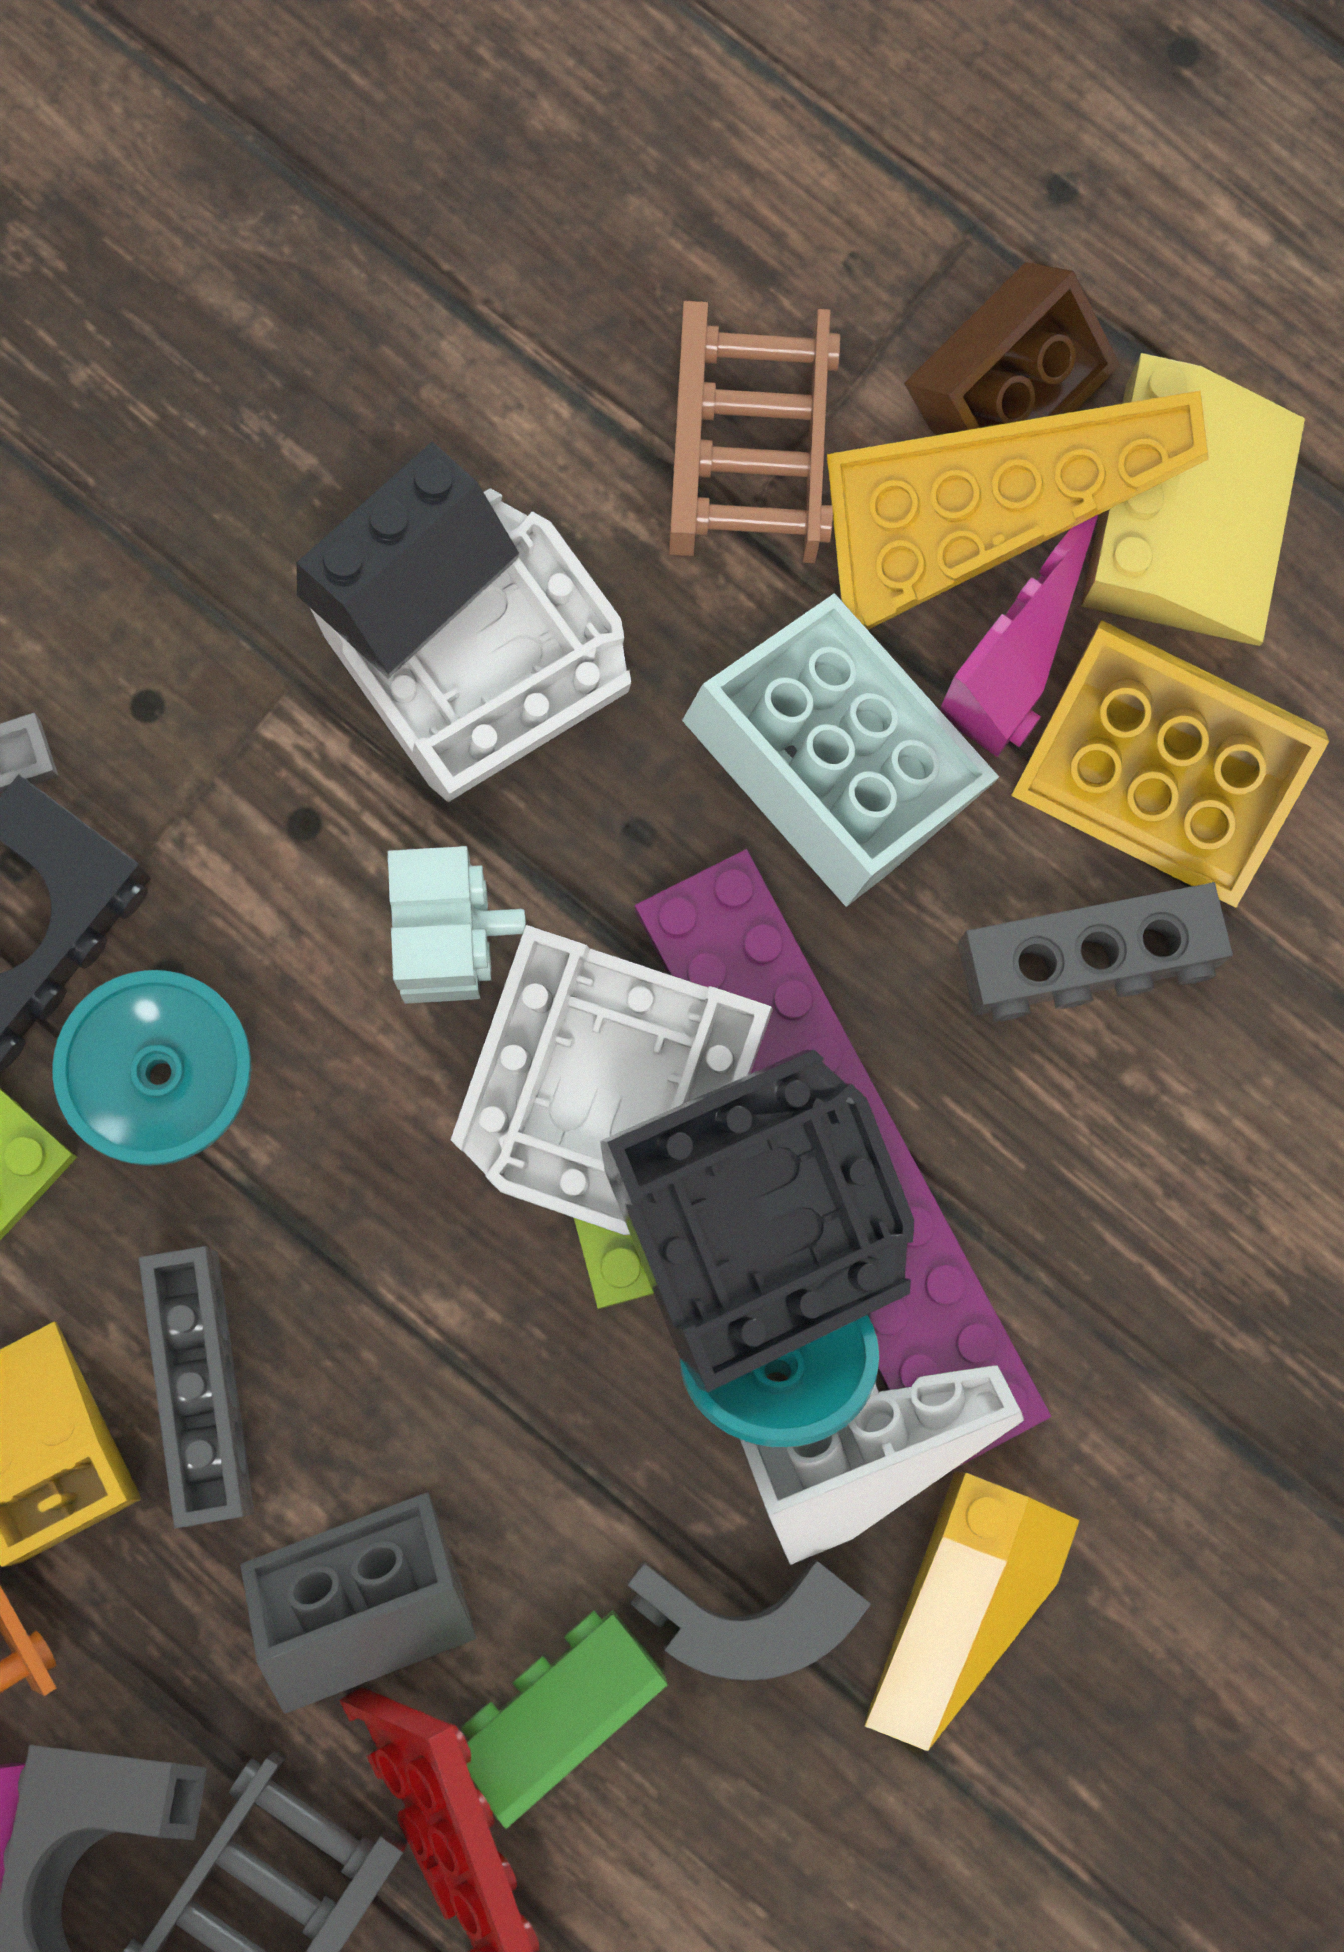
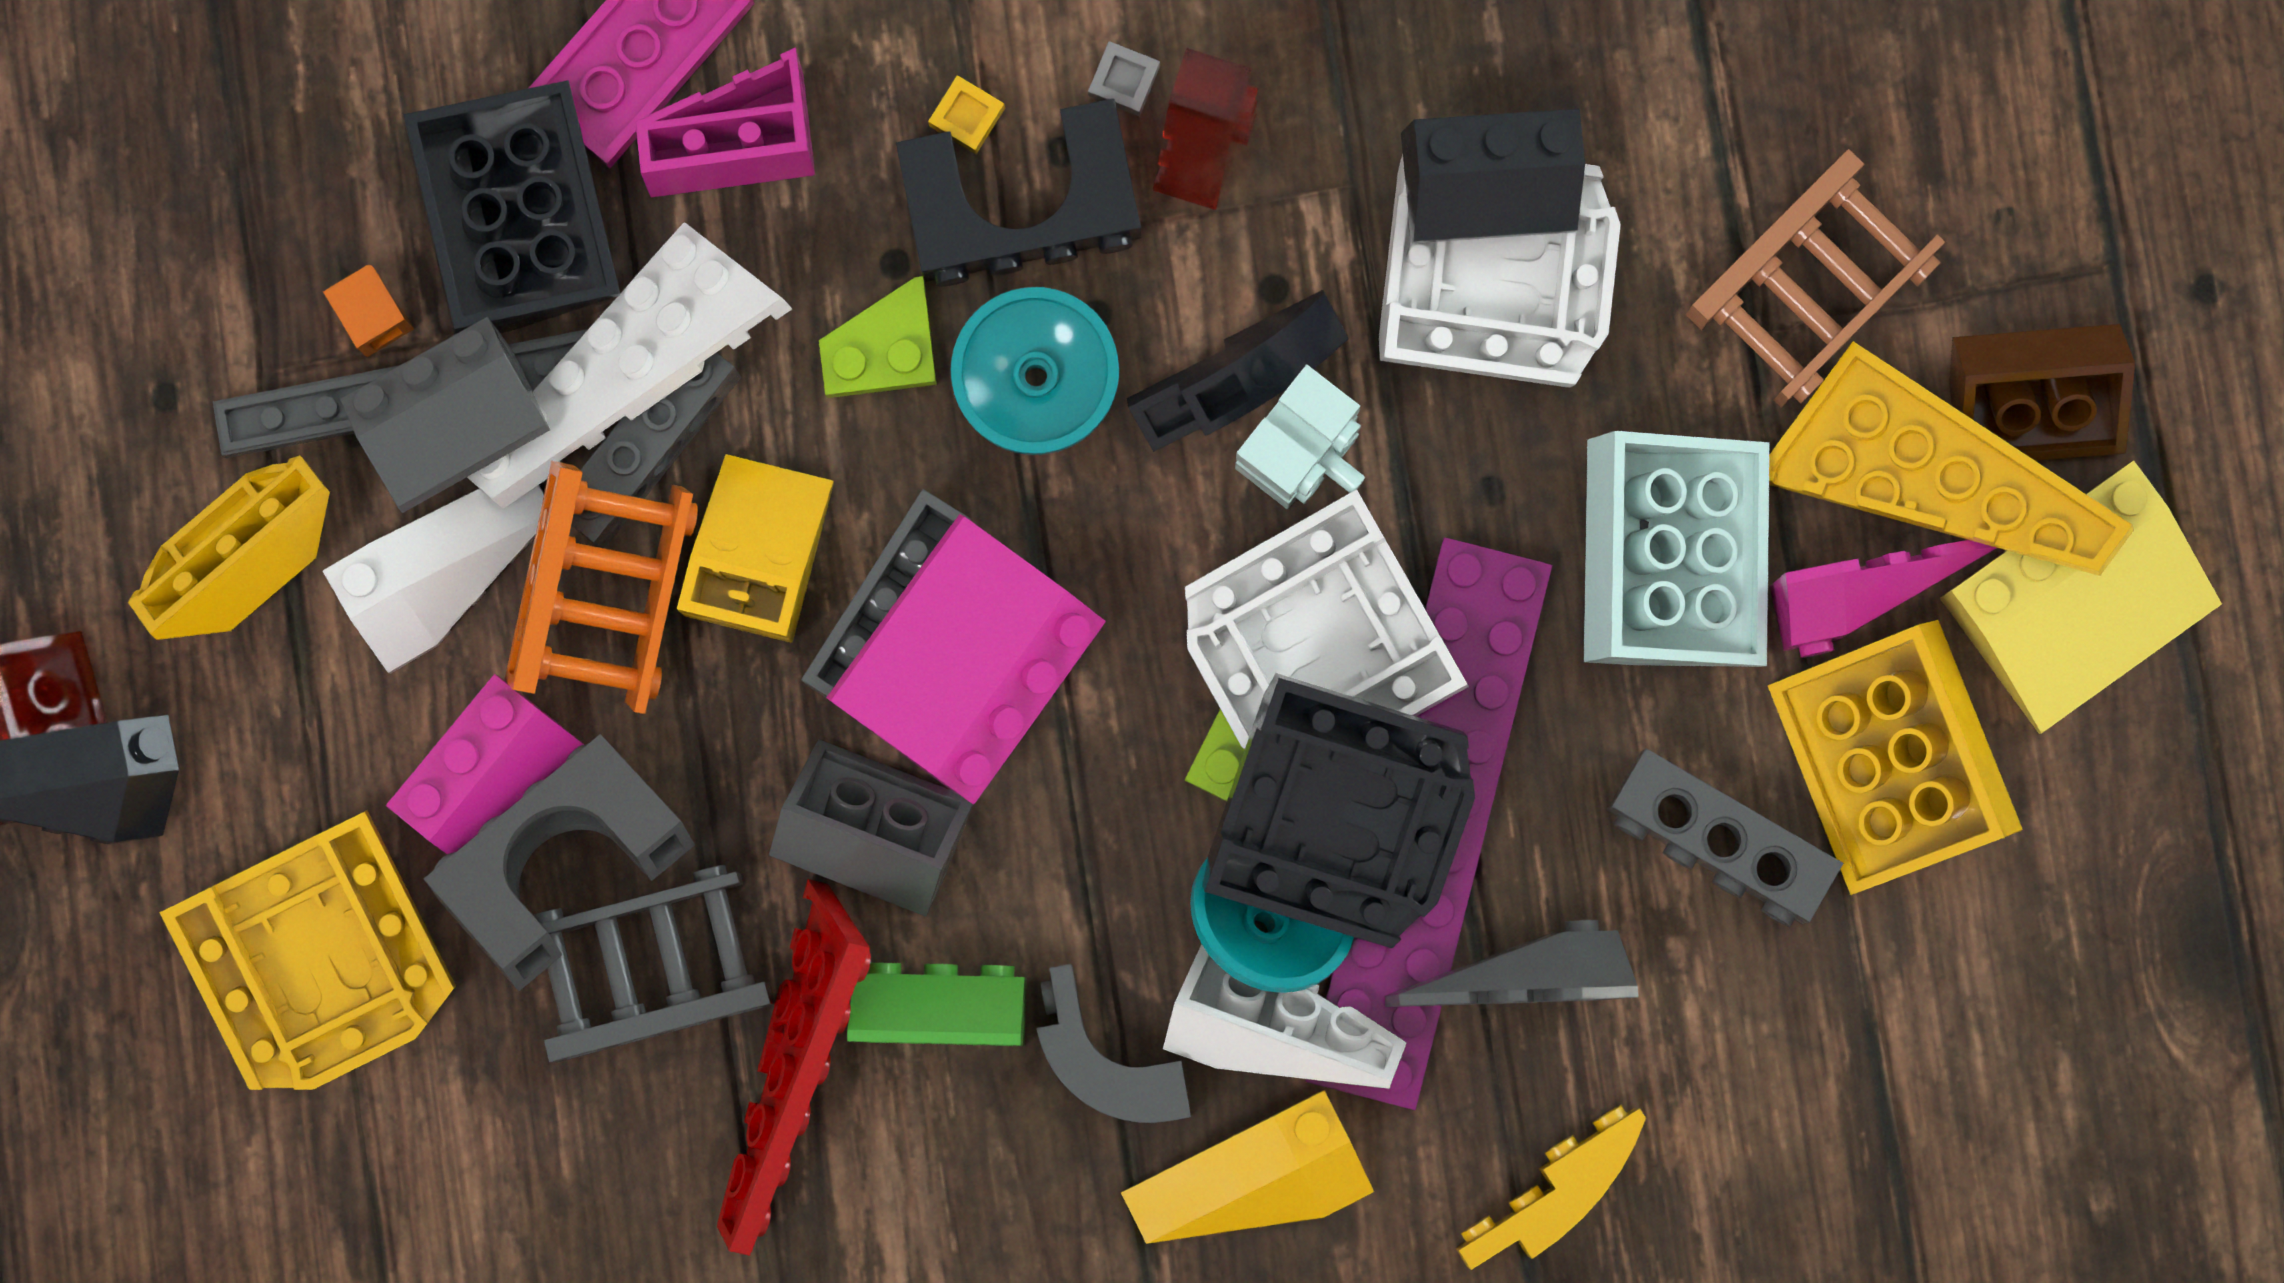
camera: 55 degrees right, 5 degrees up
(119, 725) = (1204, 122): none -> clear red wedge
(309, 1376) = (966, 659): none -> dark pink slope
(339, 918) = (1241, 377): none -> black slope
(1060, 1183) = (1551, 968): none -> dark grey wedge
(1243, 1351) = (1577, 1179): none -> yellow slope

